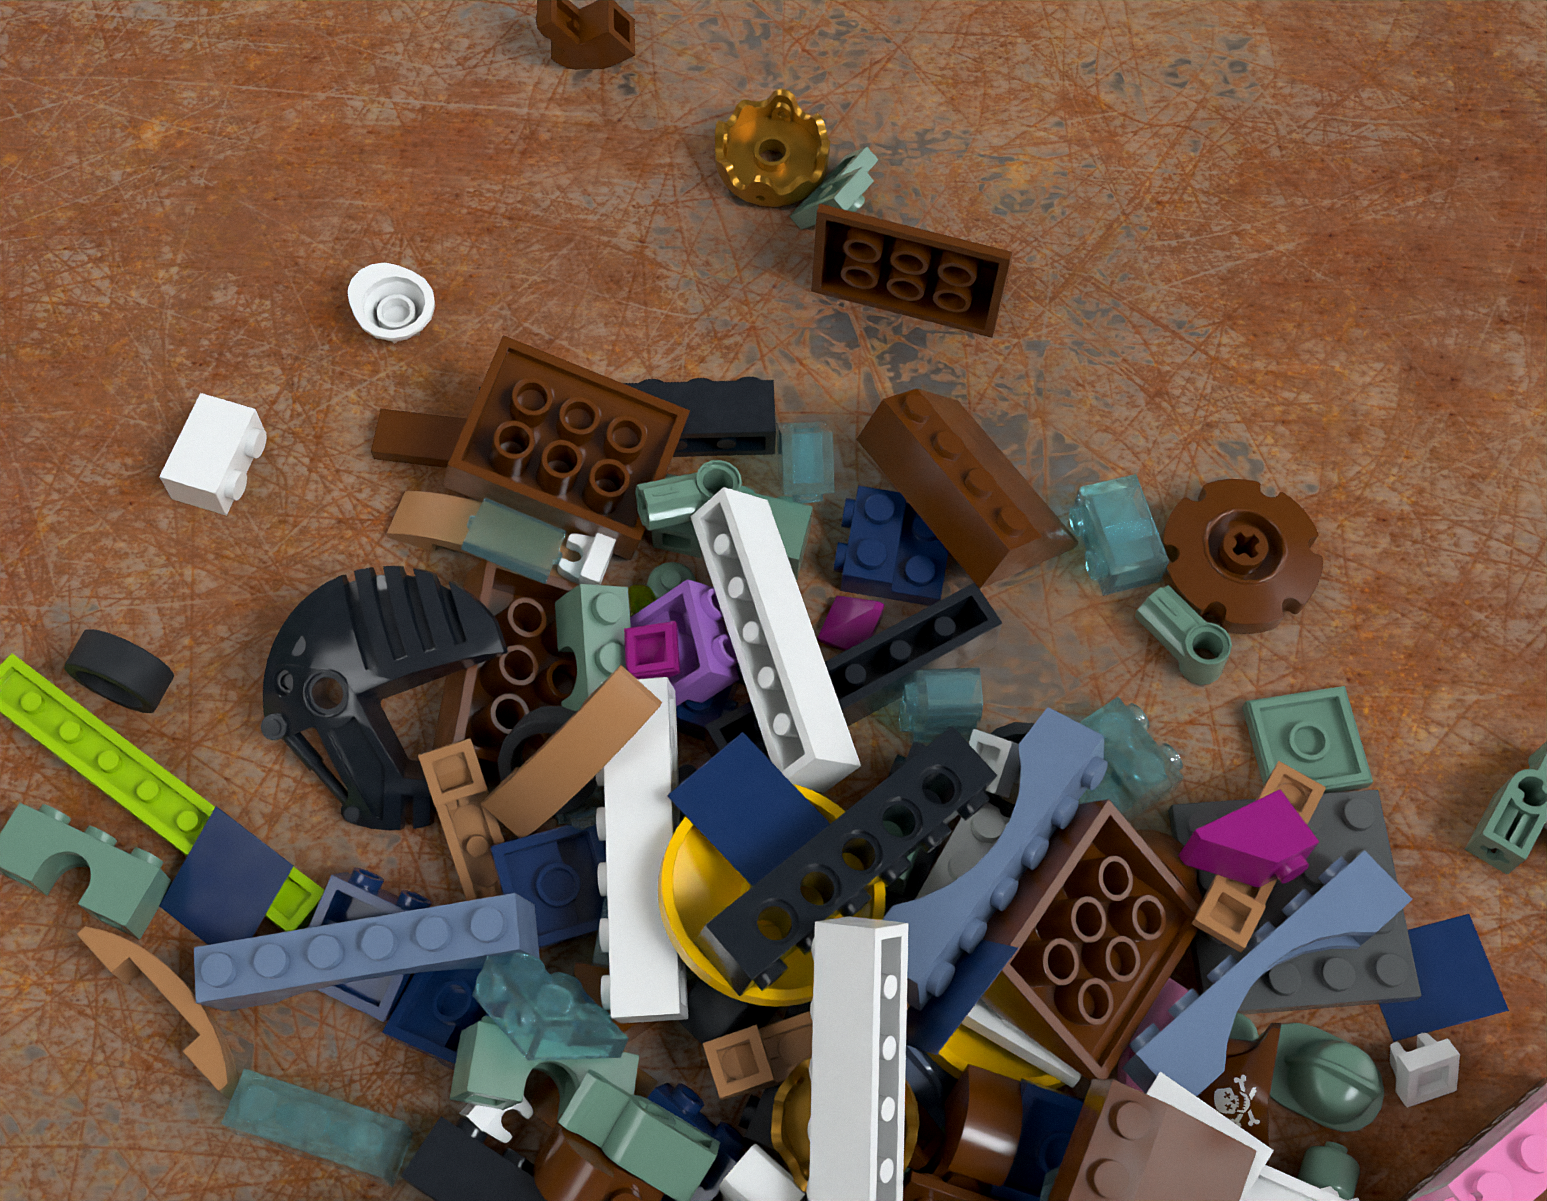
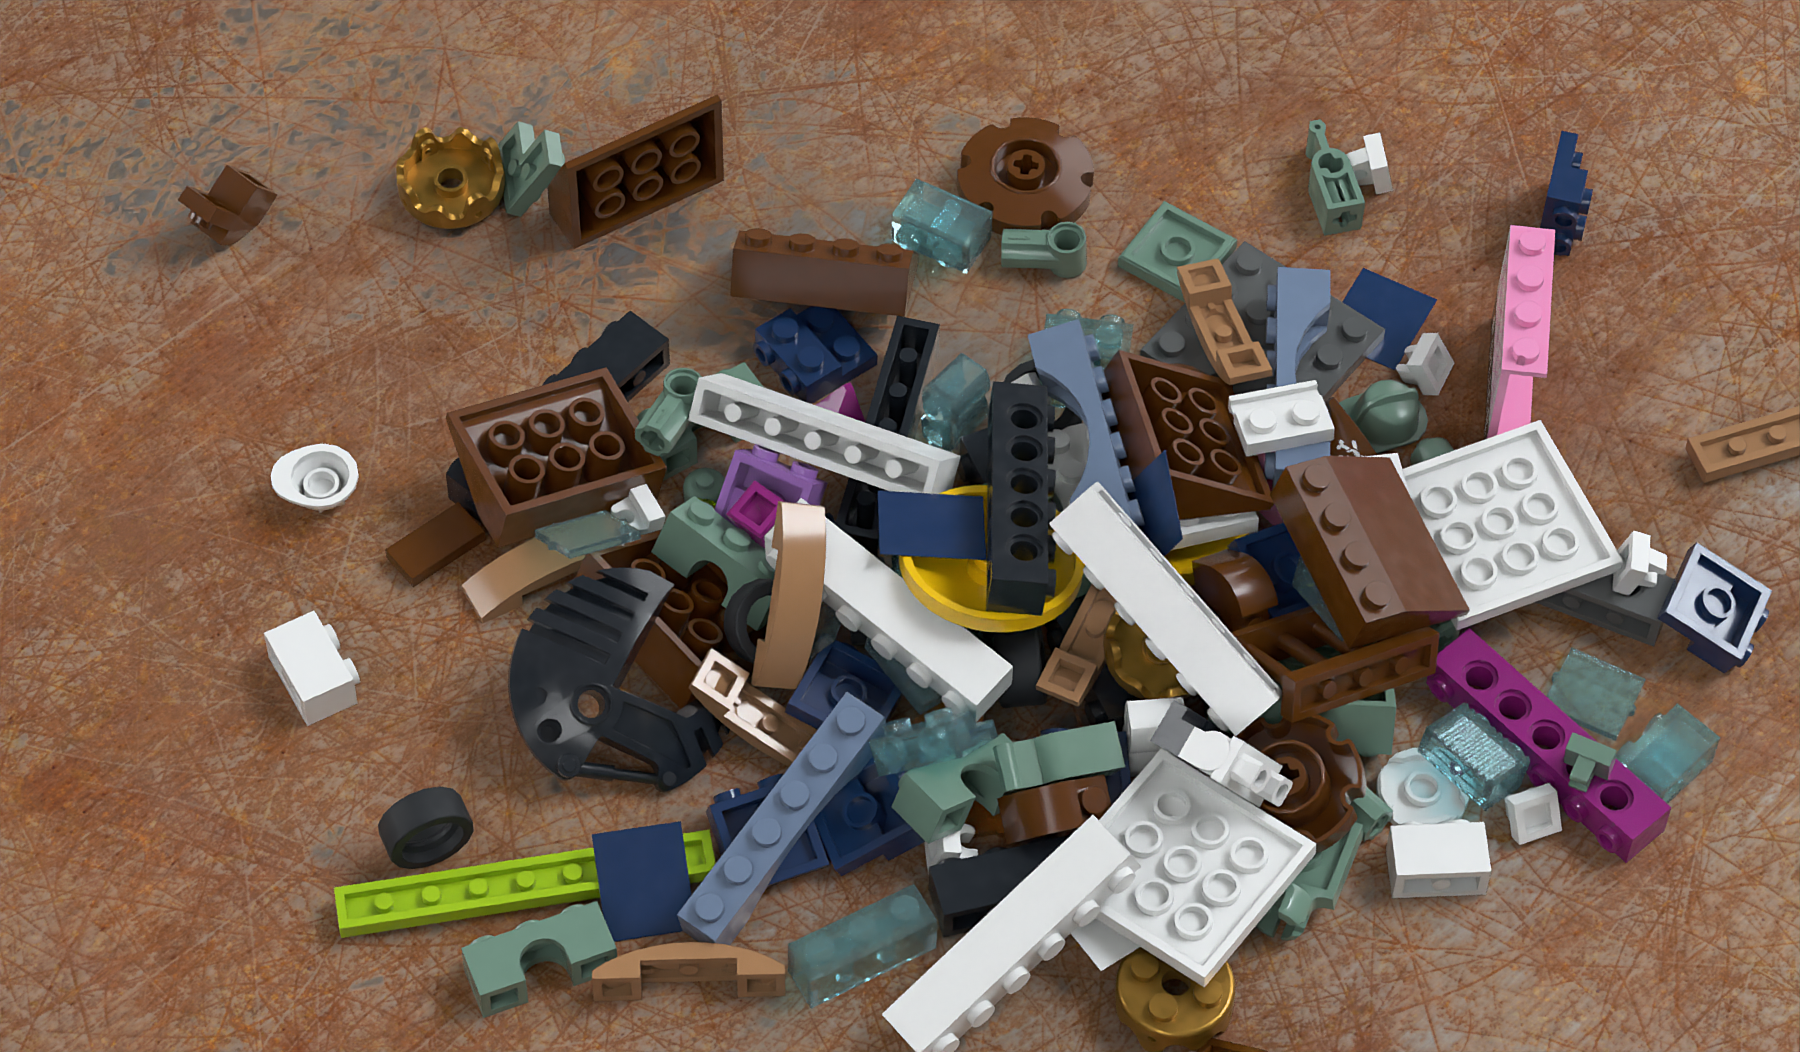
camera: 45 degrees left, 10 degrees down
(805, 460) = (710, 336): clear light blue brick -> none
(1195, 1008) = (1281, 418): none -> white plate
(1253, 843) = (1216, 315): magenta slope -> none

